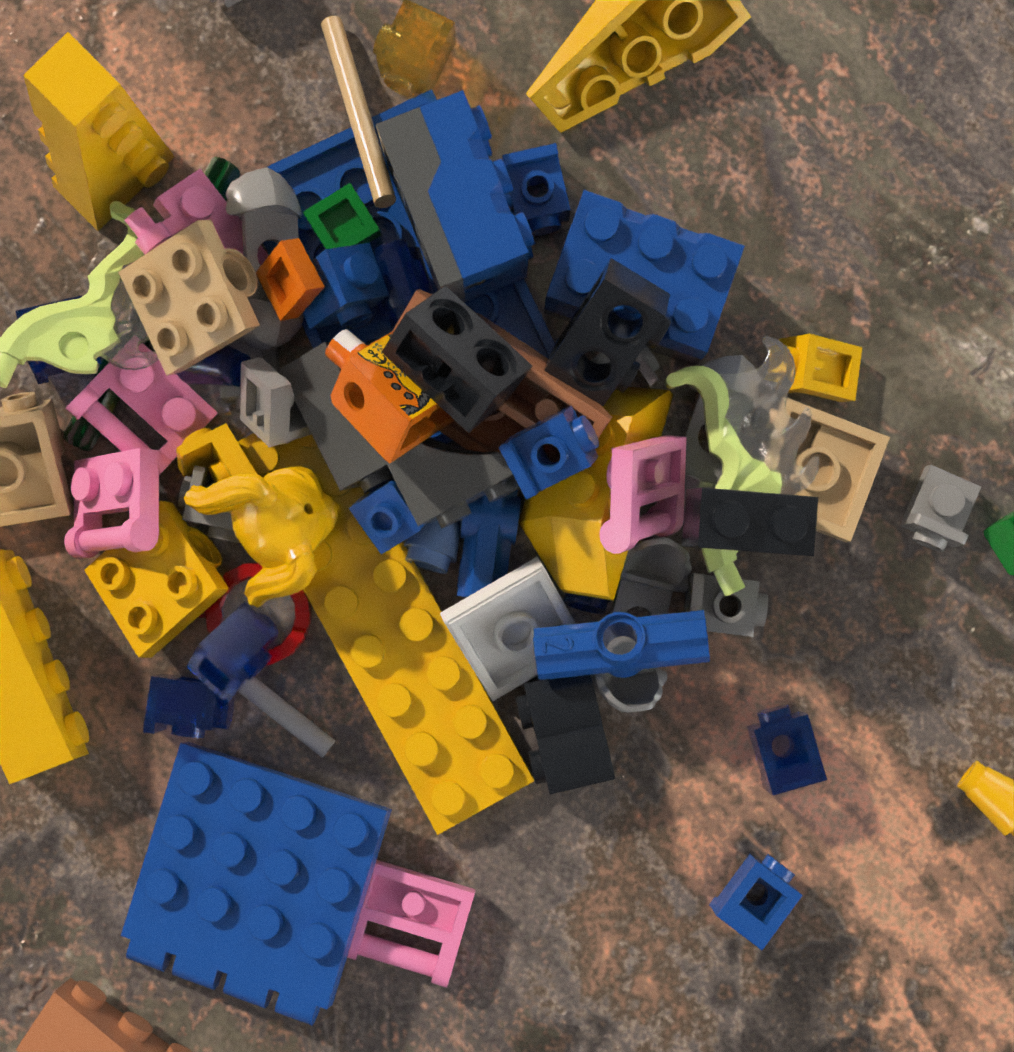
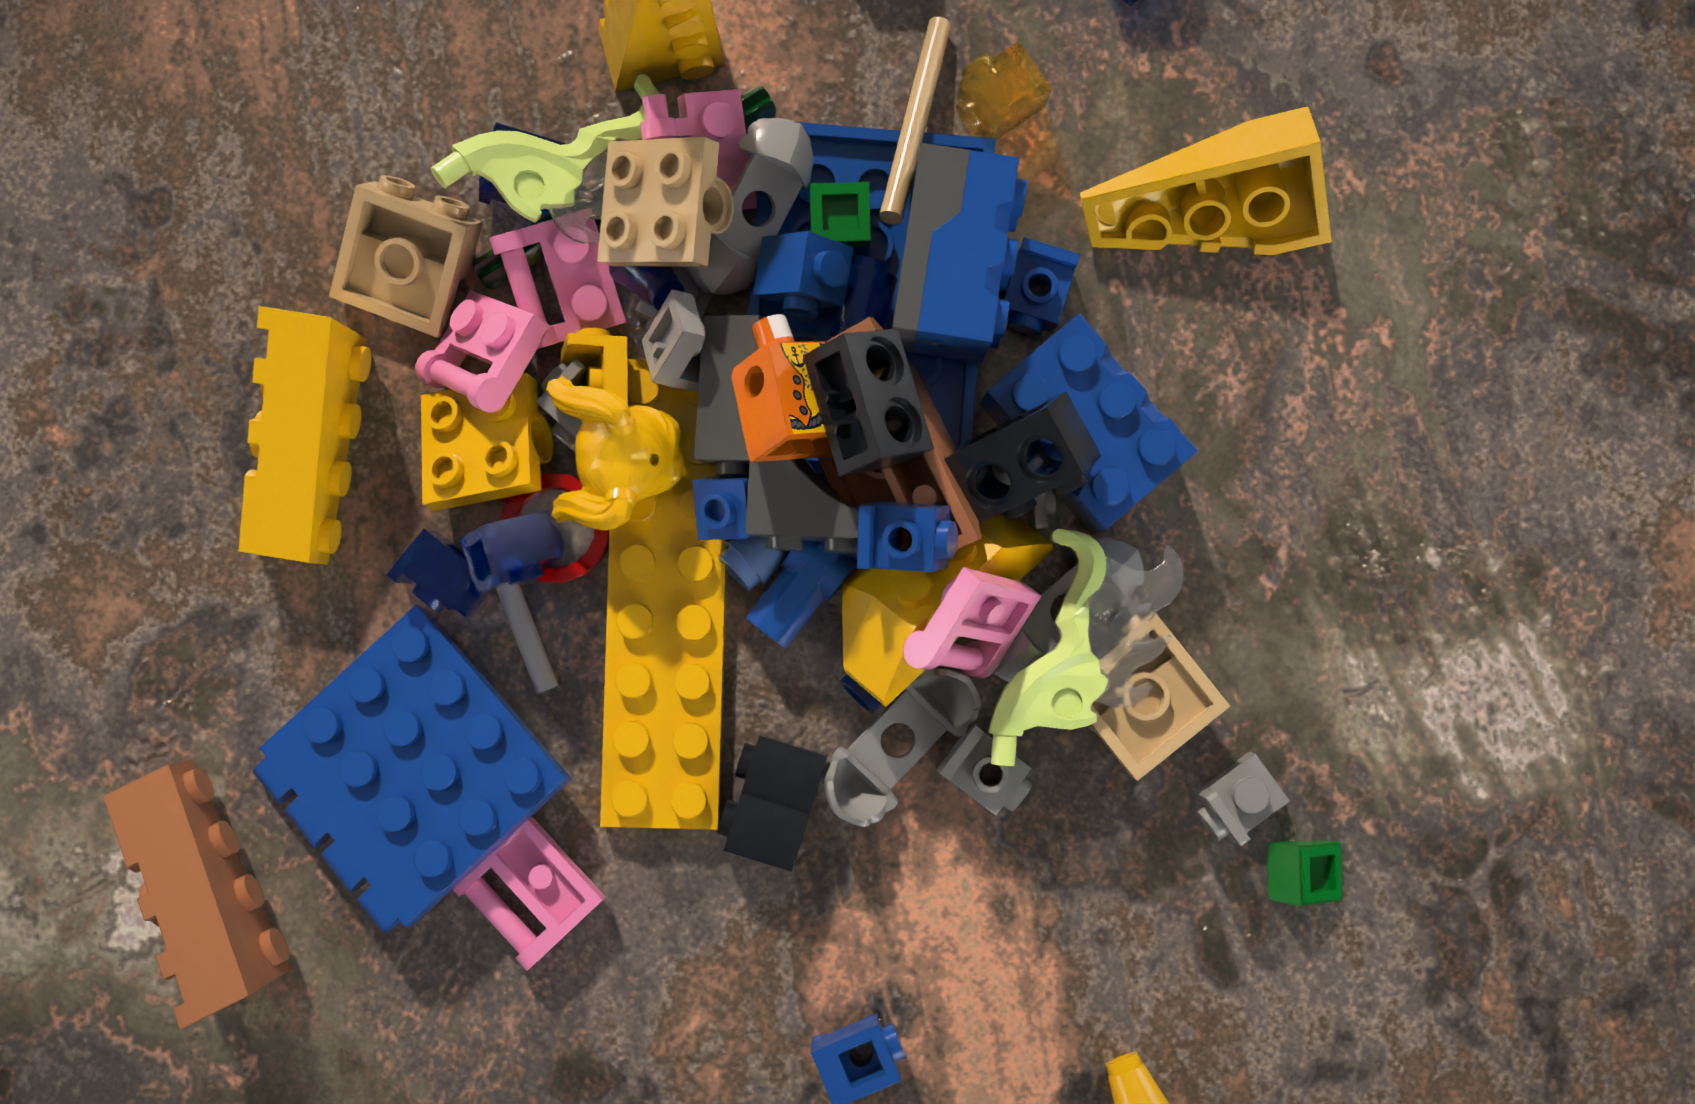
camera: 30 degrees right, 0 degrees up
(289, 279) = (760, 239): orange plate -> none
(499, 625) = (780, 679): white plate -> none
(659, 641) = (832, 734): blue piece -> none
(750, 521) = (1052, 709): black brick -> none
(801, 762) = (969, 958): clear blue brick -> none
(824, 367) = (1208, 605): yellow bracket -> none

